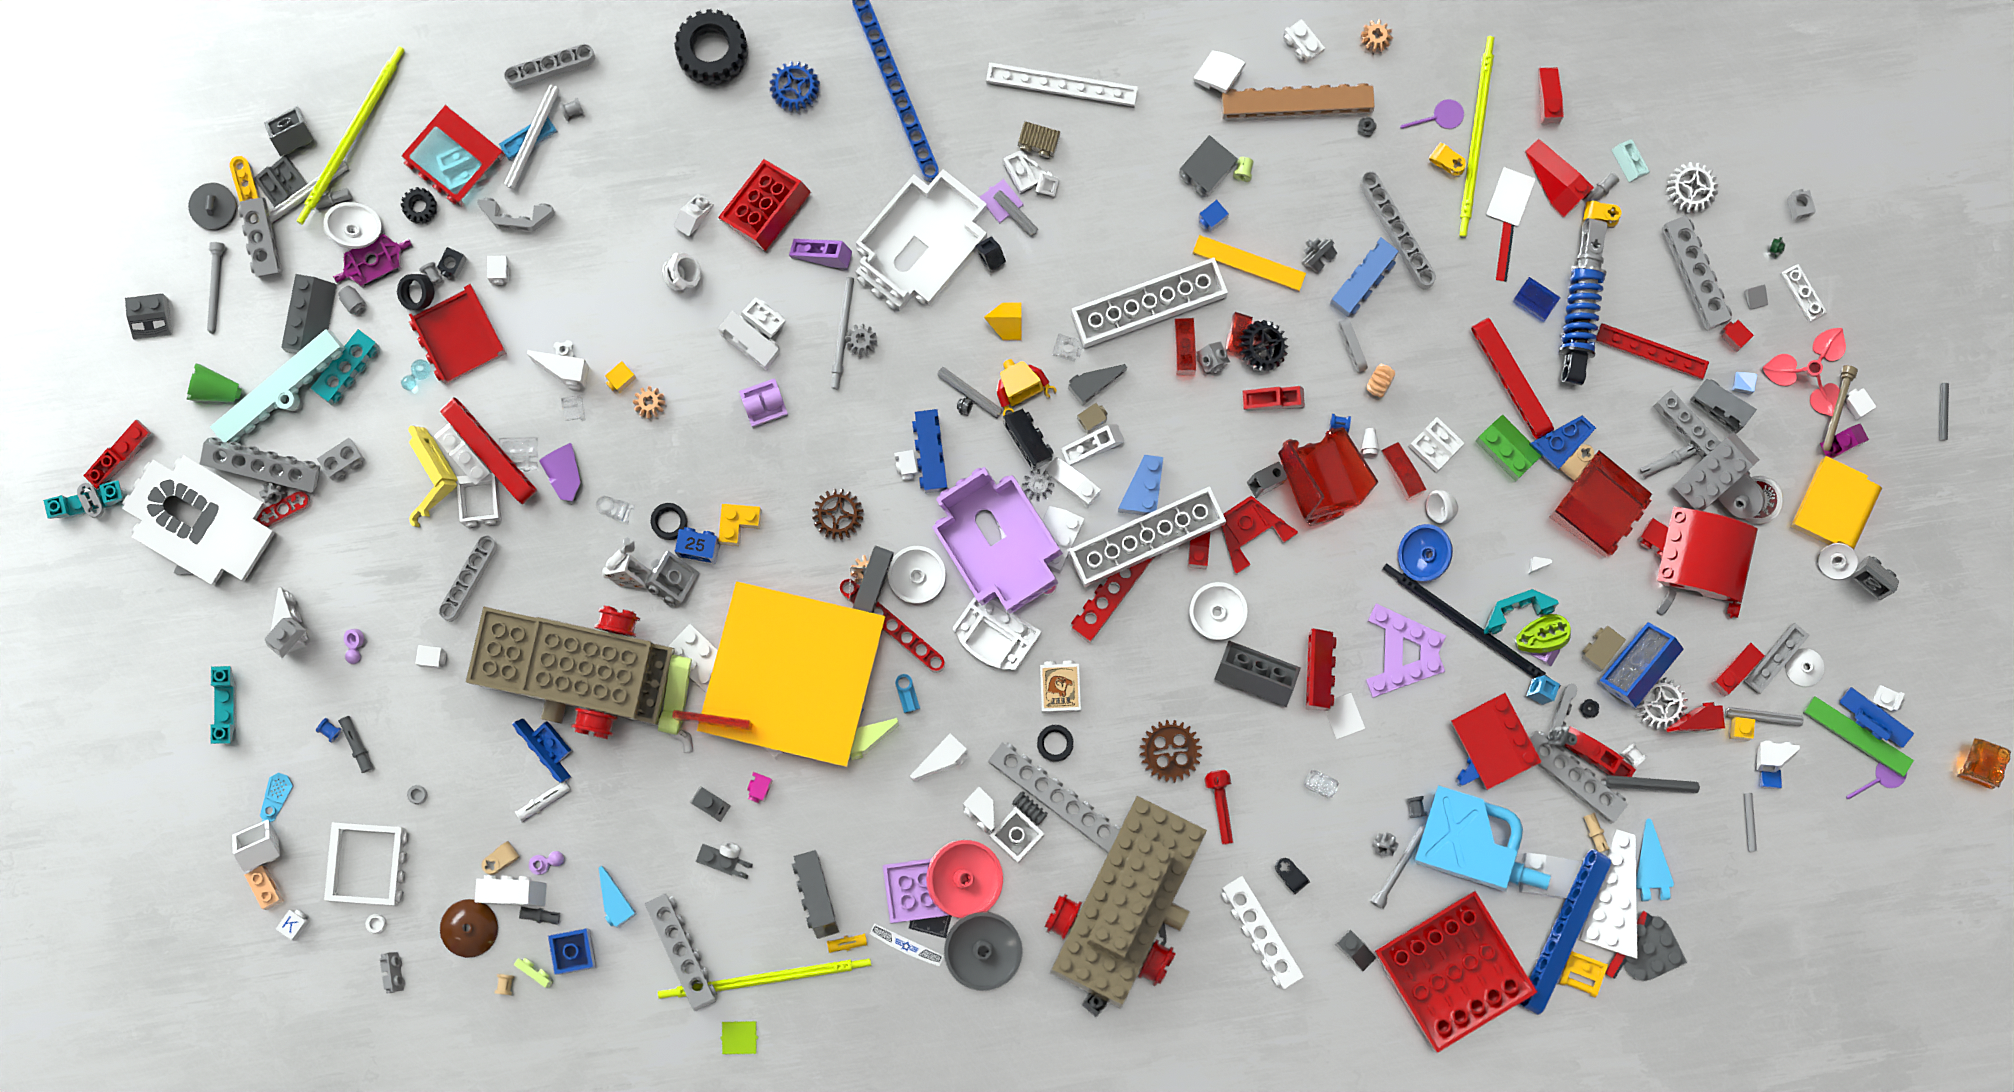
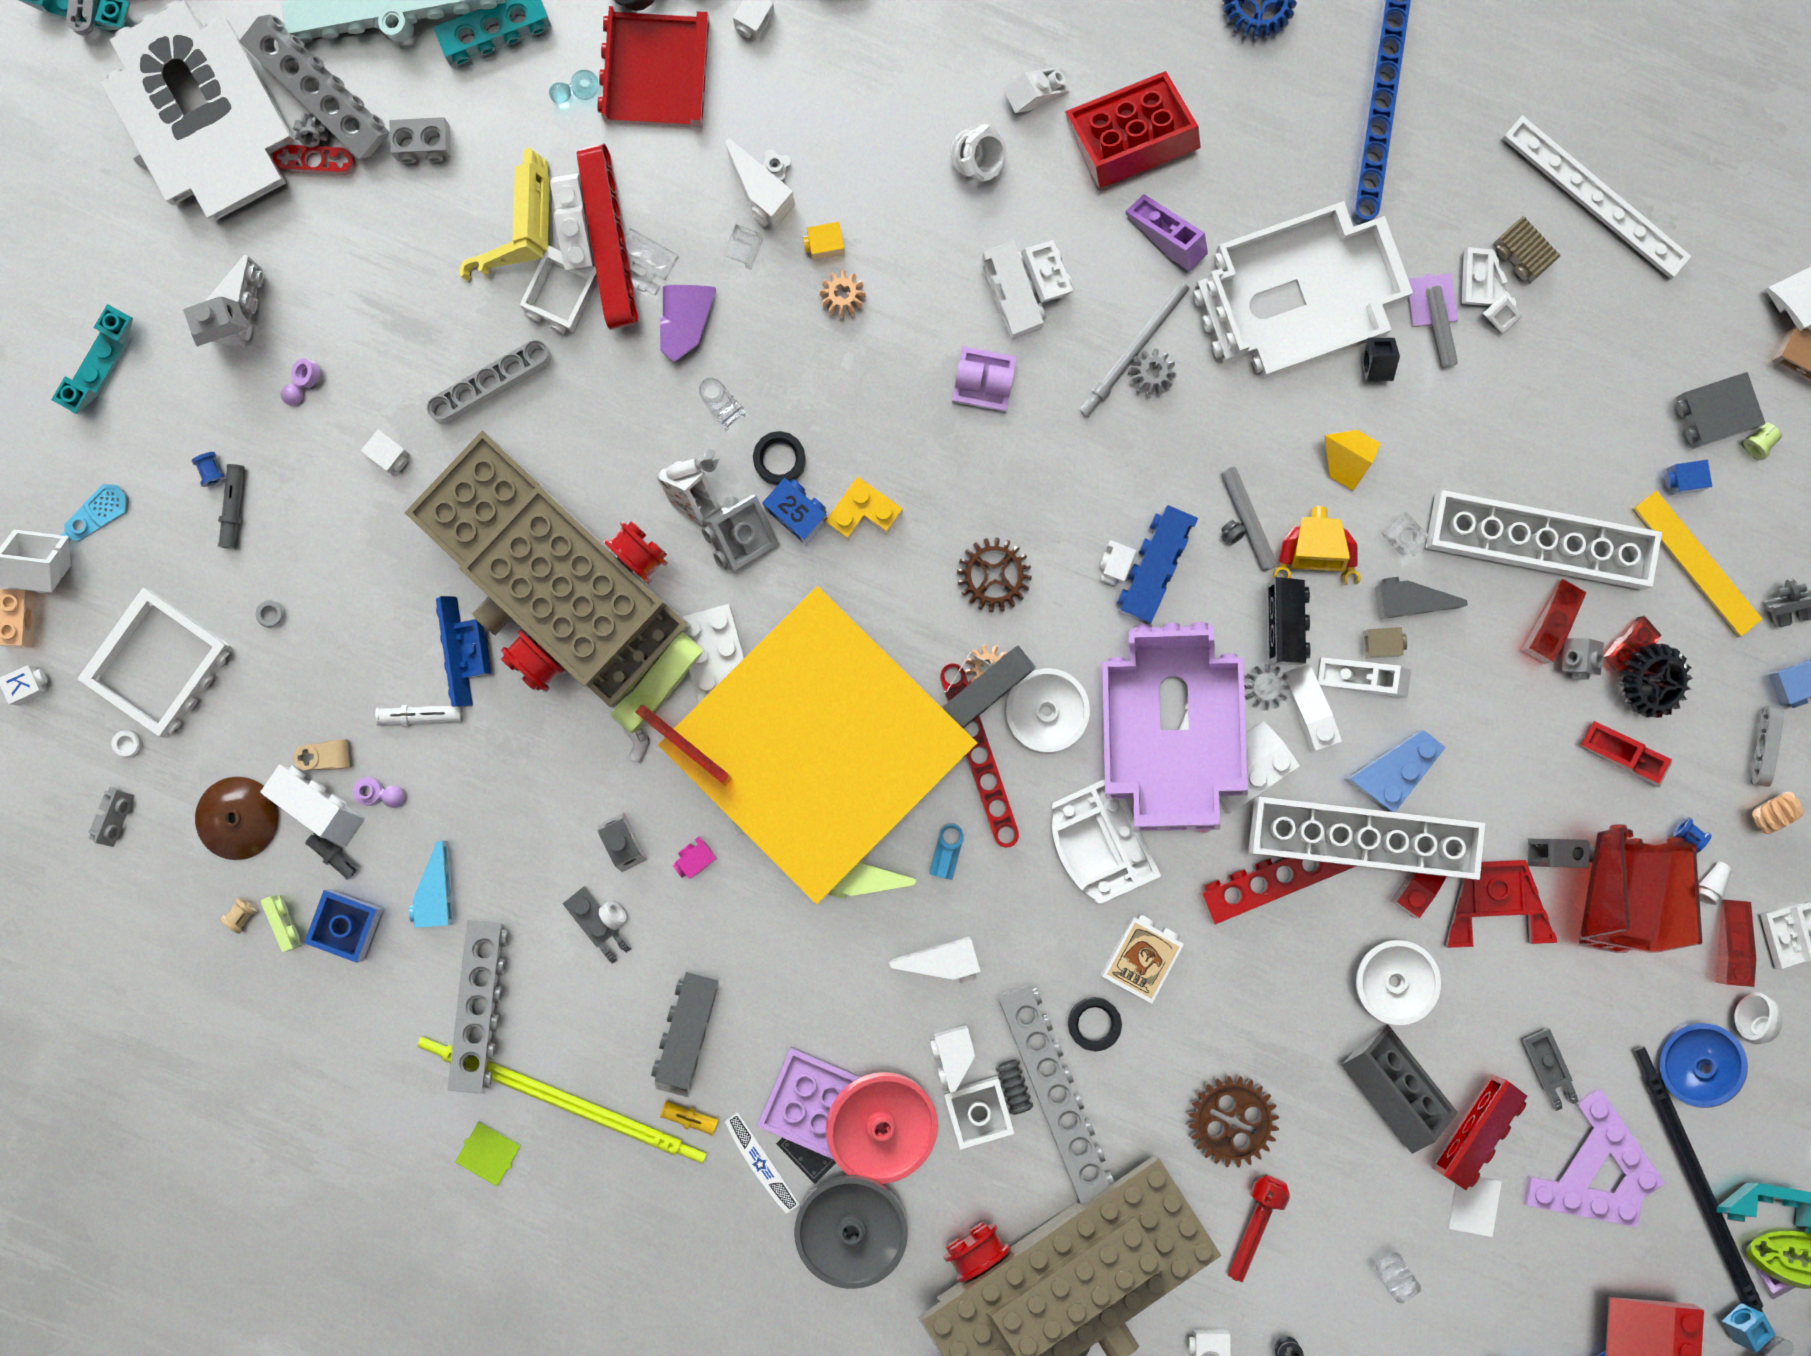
camera: 25 degrees right, 5 degrees up
(1338, 607) = (1550, 1066): none -> dark grey hinge

